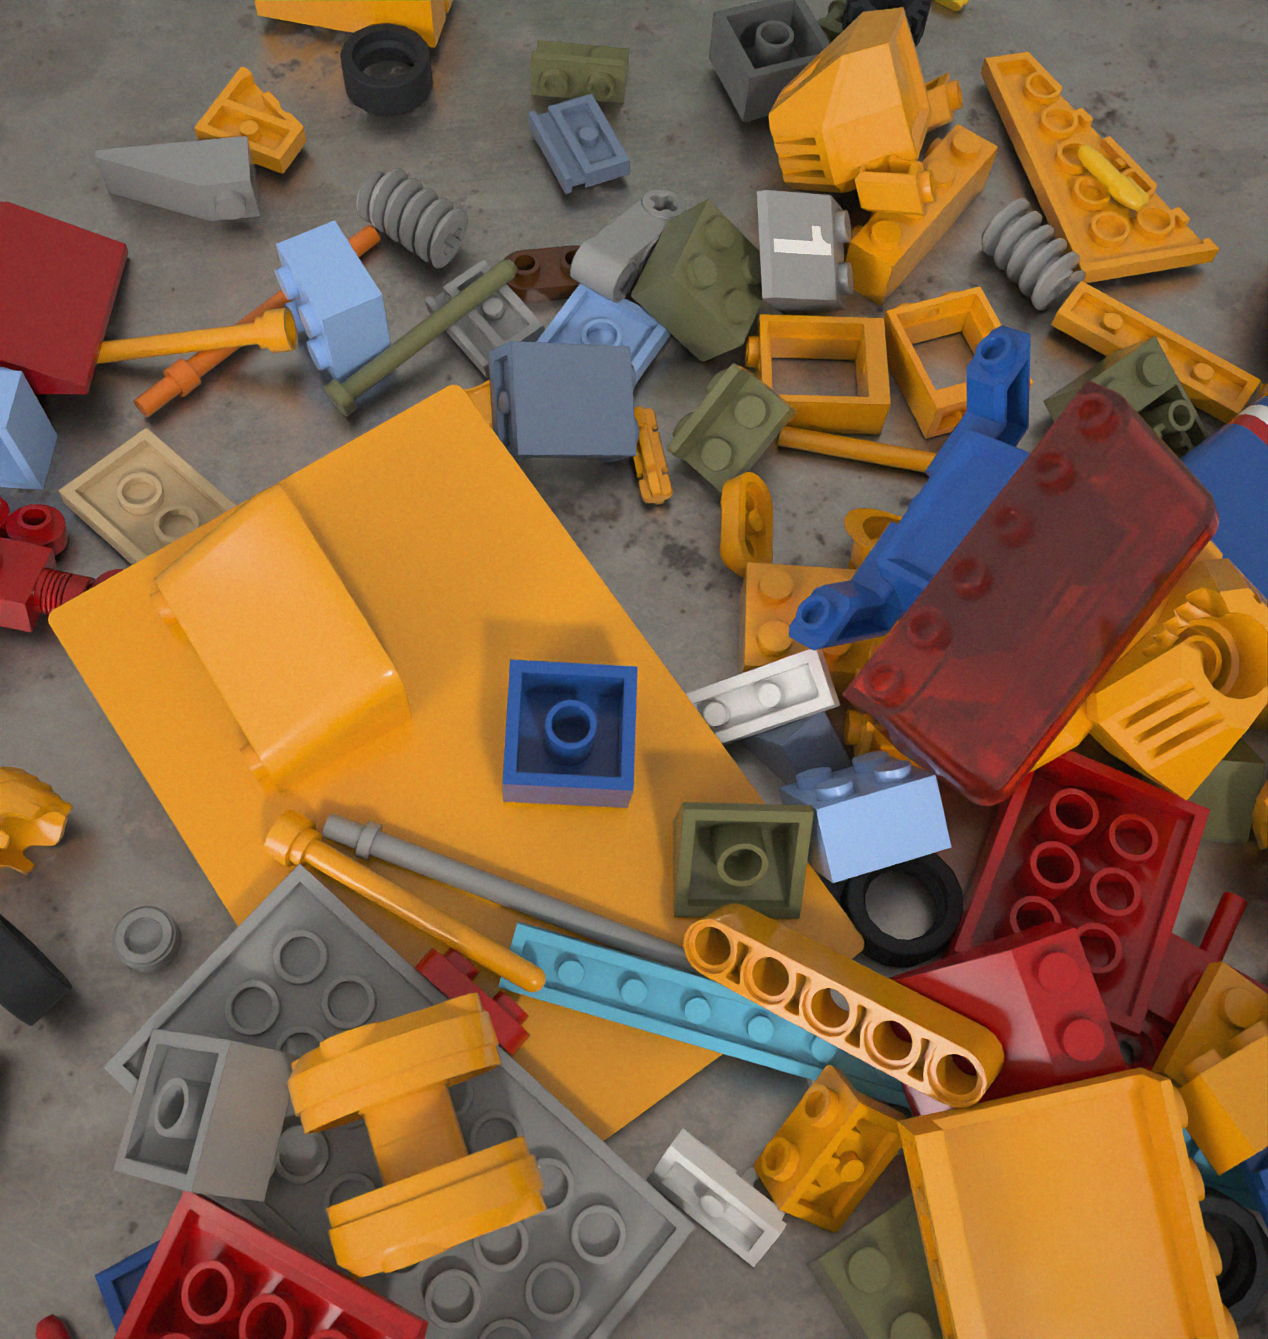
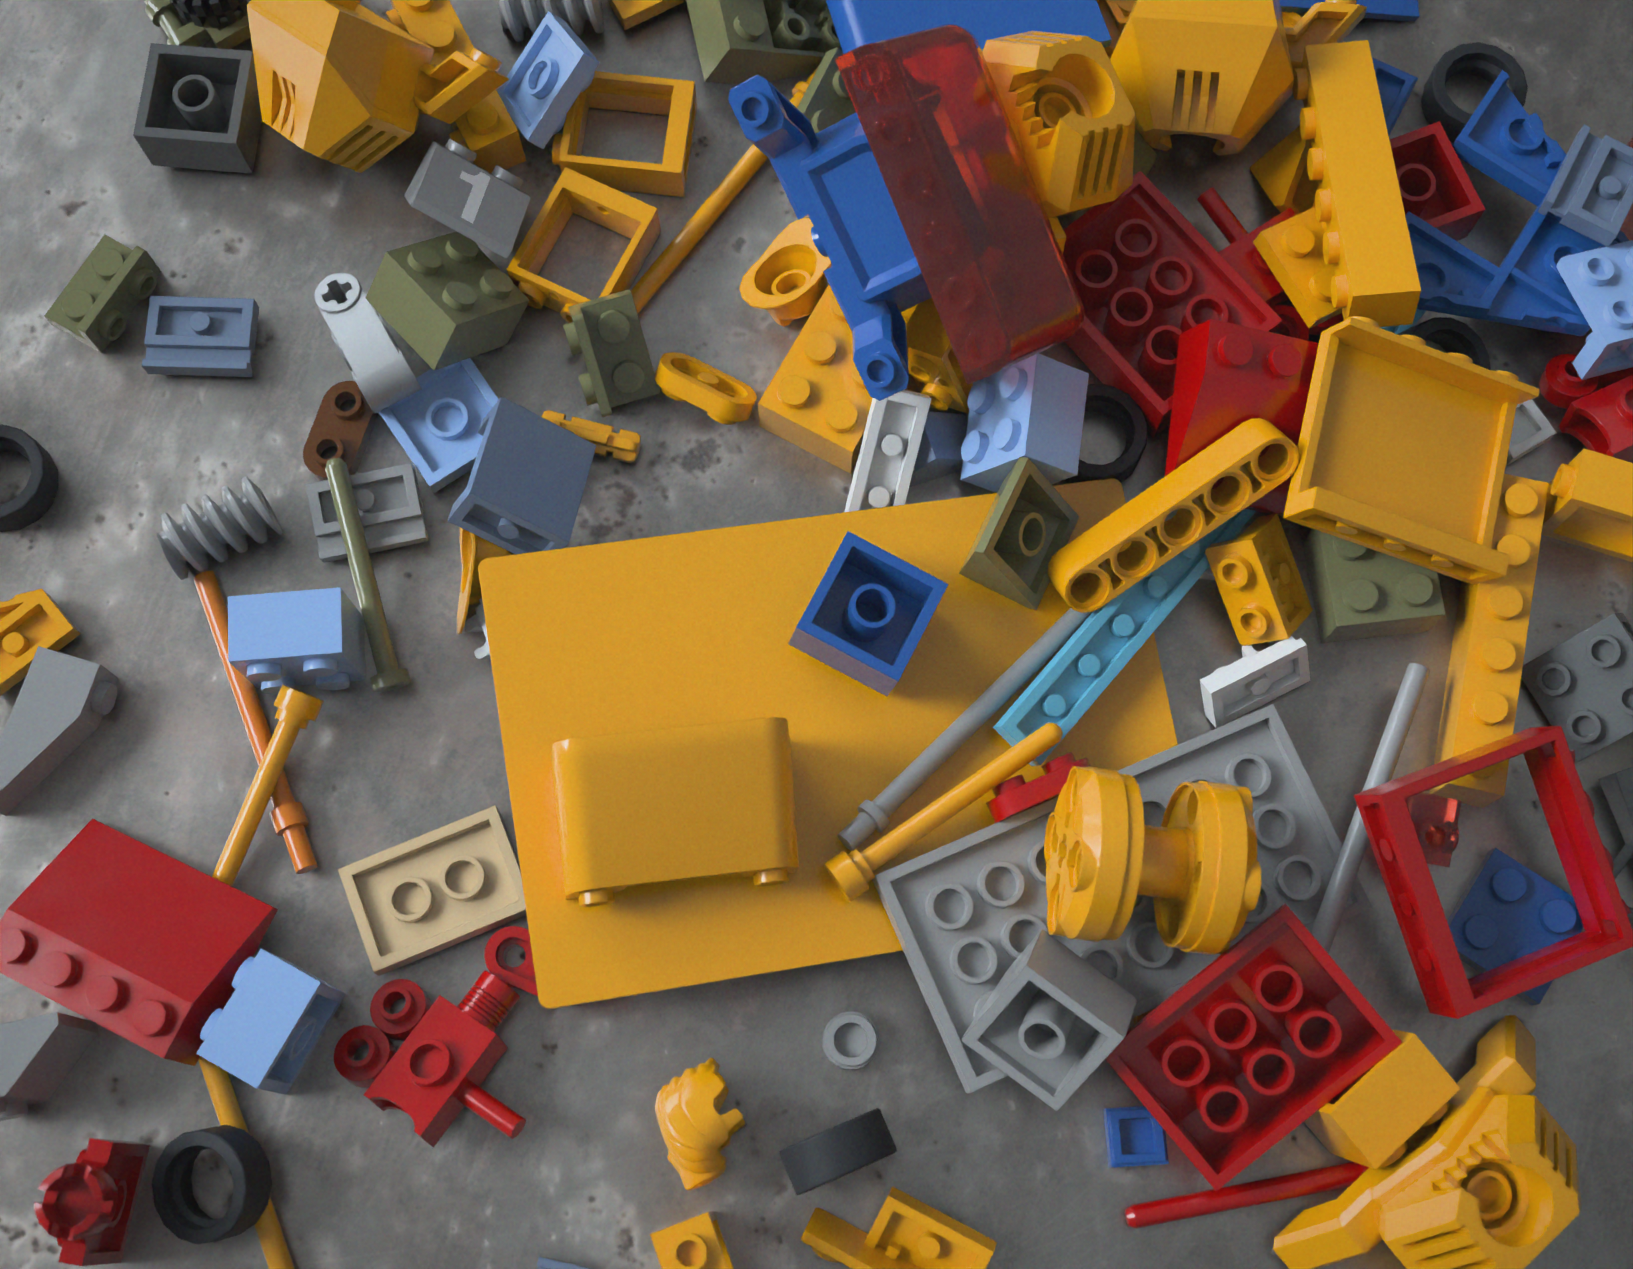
camera: 60 degrees left, 10 degrees up
(965, 269) = (547, 80): none -> light blue plate

